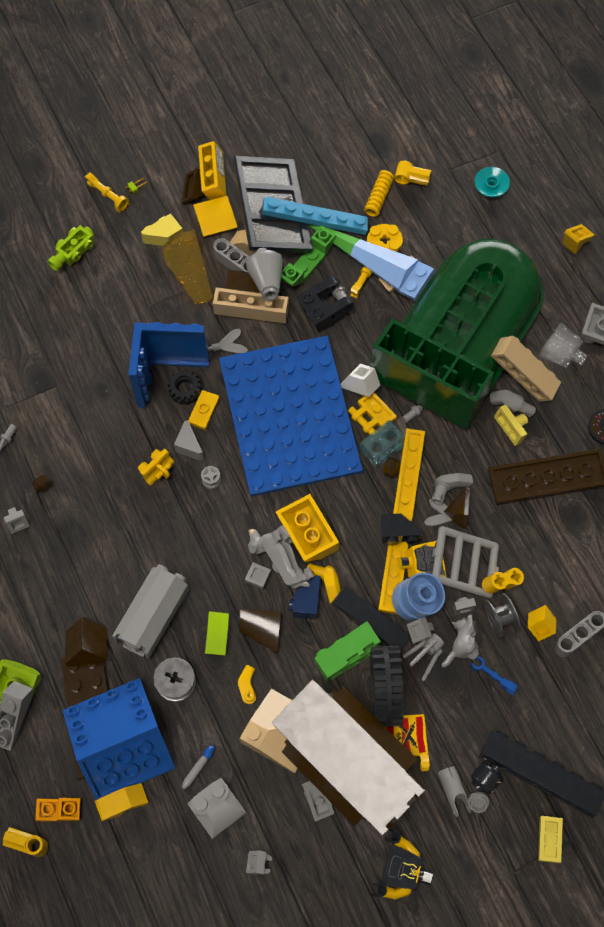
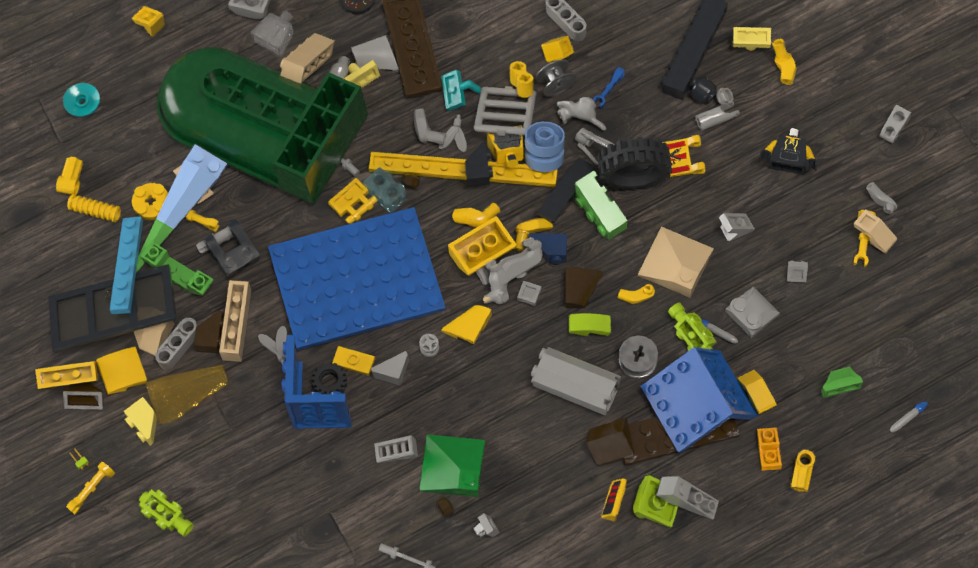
camera: 90 degrees left, 0 degrees up
(25, 644) = (614, 499): none -> slope
(84, 495) = (452, 465): none -> green slope
(108, 456) = (412, 453): none -> light grey slope
(119, 897) = (841, 381): none -> bright green slope
(157, 468) = (427, 403): yellow hips -> none
(196, 741) = (691, 328): none -> lime brick
(230, 516) = (469, 324): none -> yellow slope
(266, 271) = (206, 300): light grey cone -> none
(344, 527) = (475, 217): none -> yellow arm
(349, 756) = (703, 187): panel -> none
(362, 380) = (320, 210): white slope -> none
(420, 630) = (574, 147): light grey tile -> none
(459, 508) = (451, 116): dark brown slope -> none
(464, 605) = (546, 112): light grey plate -> none
(494, 514) = (454, 88): none -> teal plate
(521, 878) = (784, 62): none -> yellow arm
(538, 440) = (375, 50): none -> light grey slope

